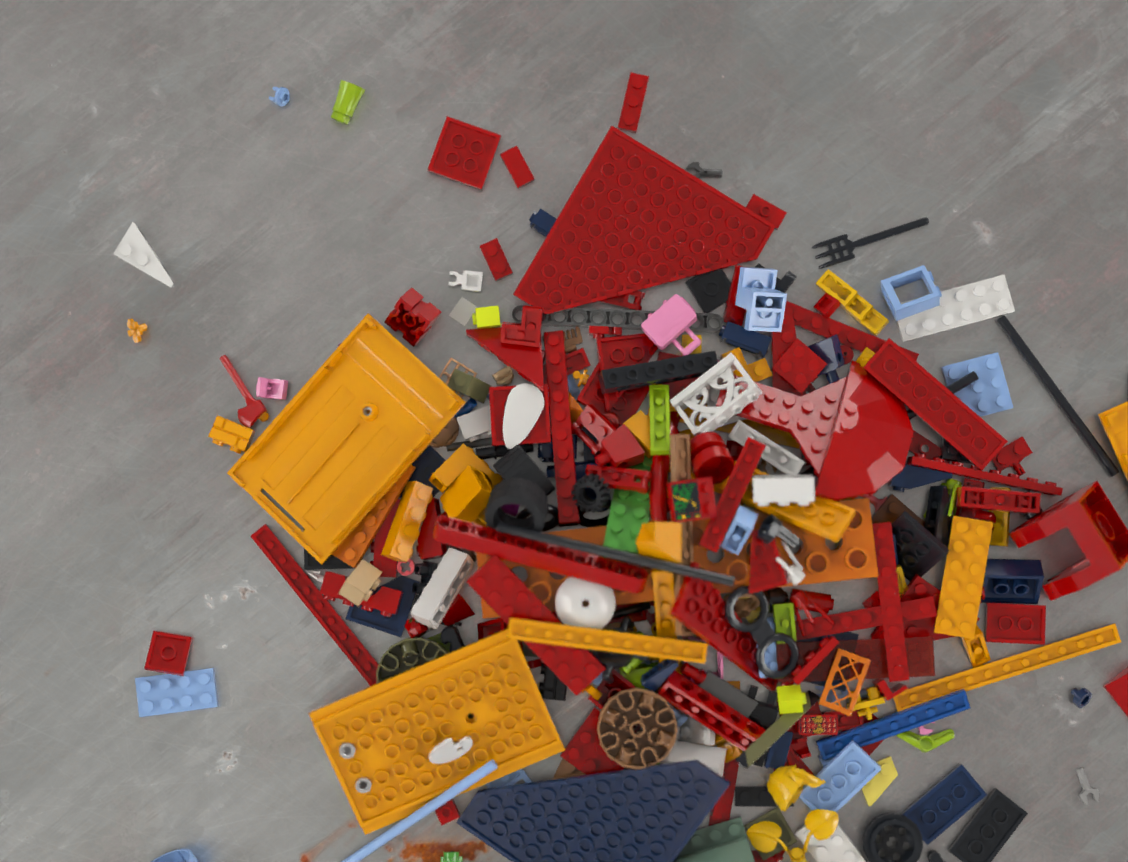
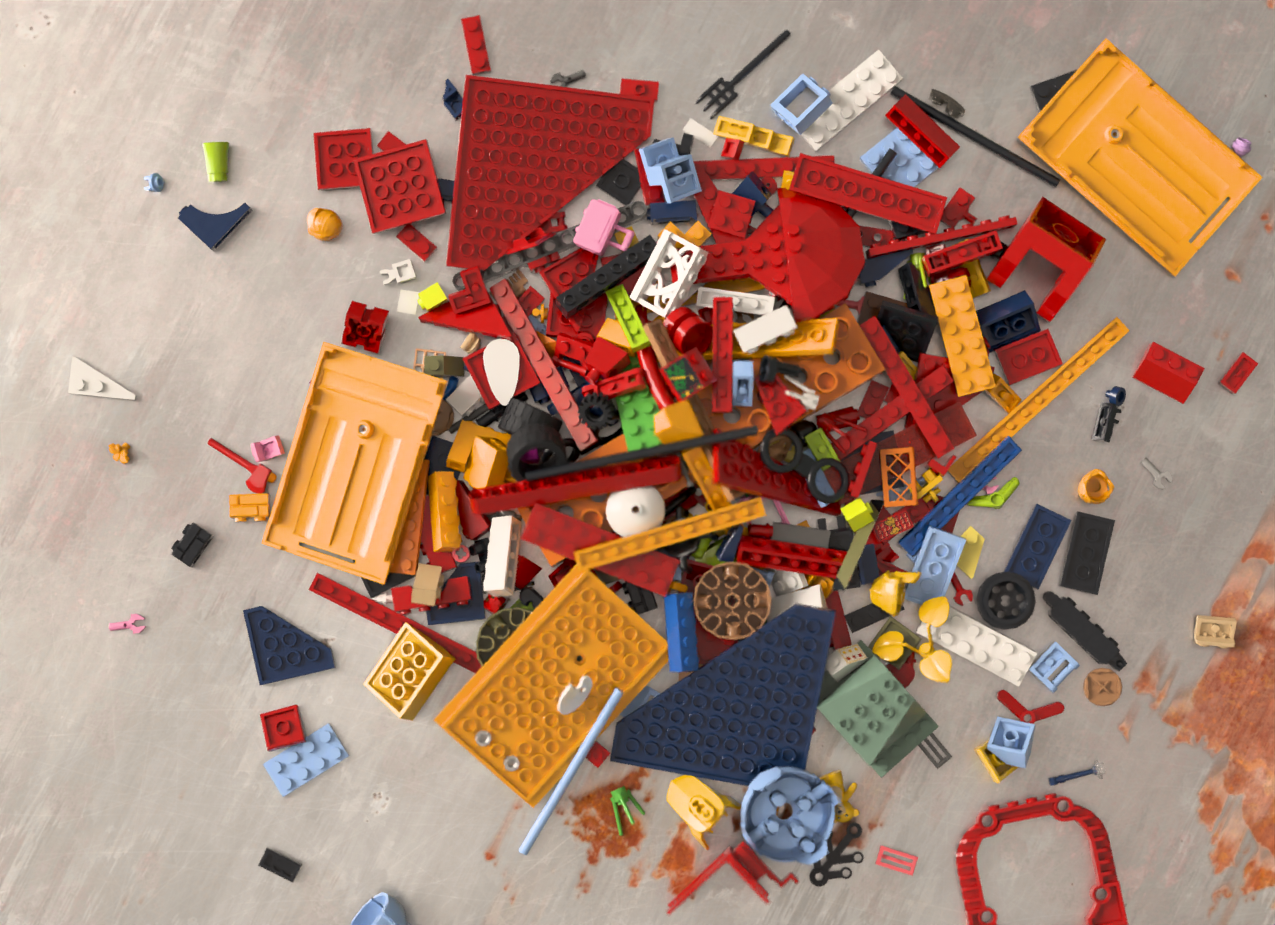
camera: 20 degrees left, 0 degrees up
(71, 492) = (128, 624): none -> bright pink bar
(108, 779) = (280, 865): none -> black plate
(162, 445) = (192, 544): none -> black brick
(201, 579) = (283, 649): none -> dark blue plate
(307, 655) = (408, 672): none -> yellow slope
(314, 162) = (213, 228): none -> dark blue arch
(418, 204) = (324, 224): none -> light orange hair
(503, 201) = (399, 186): none -> red plate
(576, 735) = (681, 632): none -> blue brick
(588, 143) = (452, 100): none -> dark blue slope
(609, 306) = (536, 238): none -> red piece
(648, 587) = (684, 468): none -> dark grey piece
(717, 831) = (845, 661): none -> white slope
(803, 277) = (700, 133): none -> white sticker
(852, 597) = (872, 399): none -> red plate
(853, 813) = (960, 590): none -> red bar
(1011, 368) = (922, 131): none -> red brick
(1021, 774) = (1094, 487): none -> light orange hair
(1049, 358) = (952, 107): none -> clear smoke slope
(1060, 717) = (1105, 422): none -> black plate

